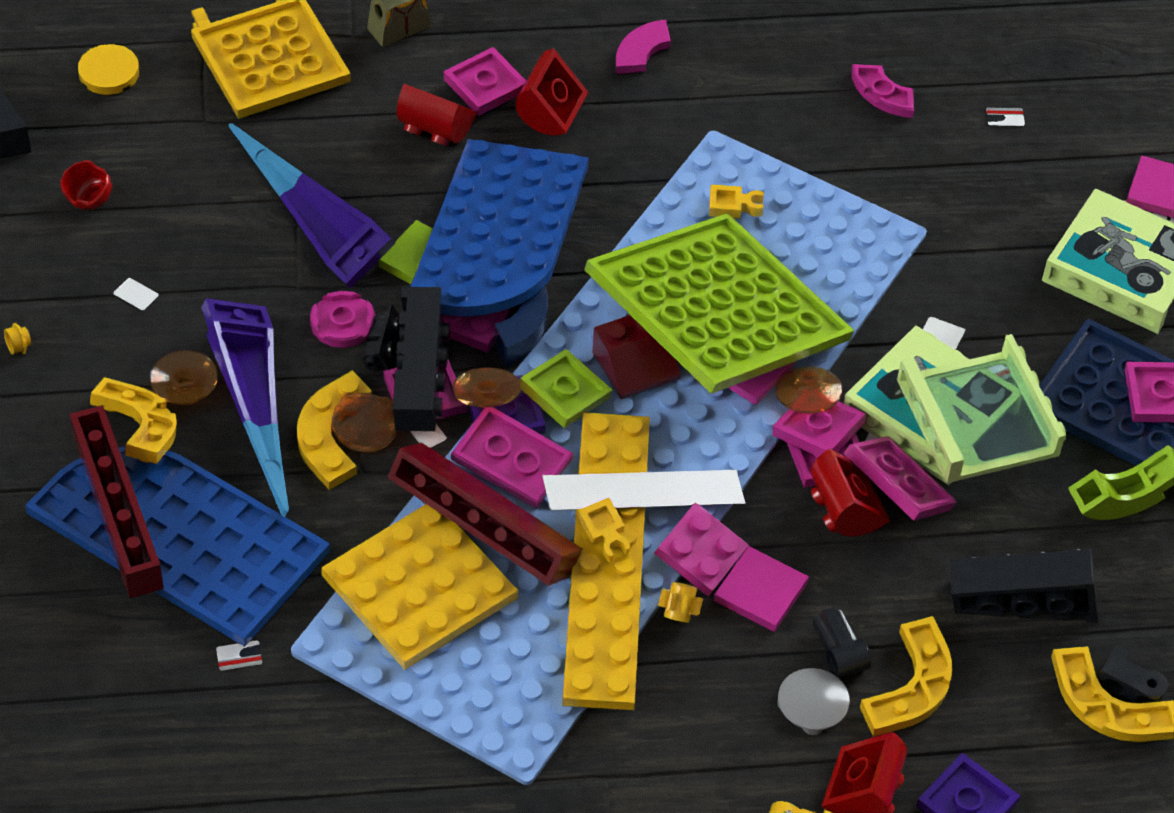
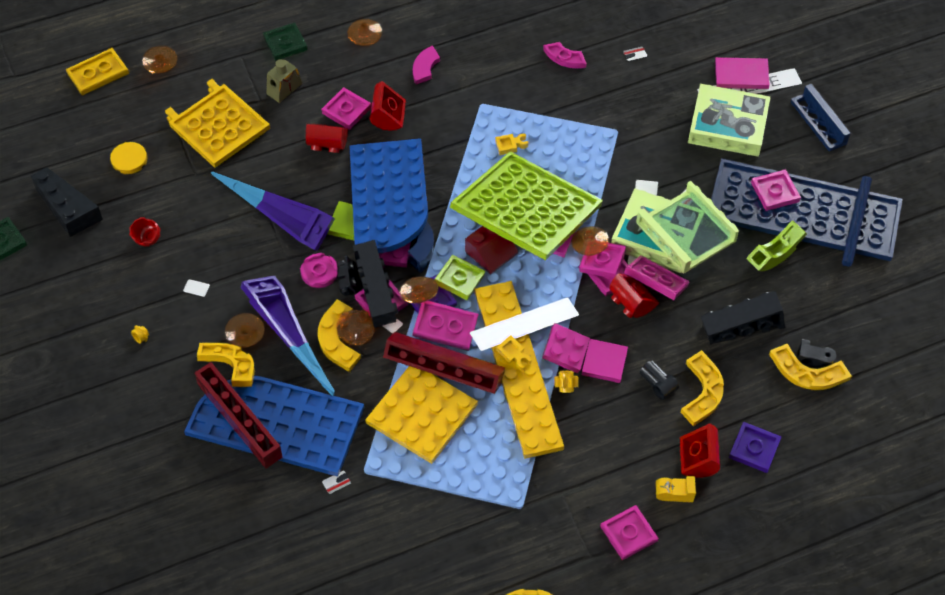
camera: 15 degrees left, 5 degrees up
(813, 699) = (655, 415): light grey dish -> none

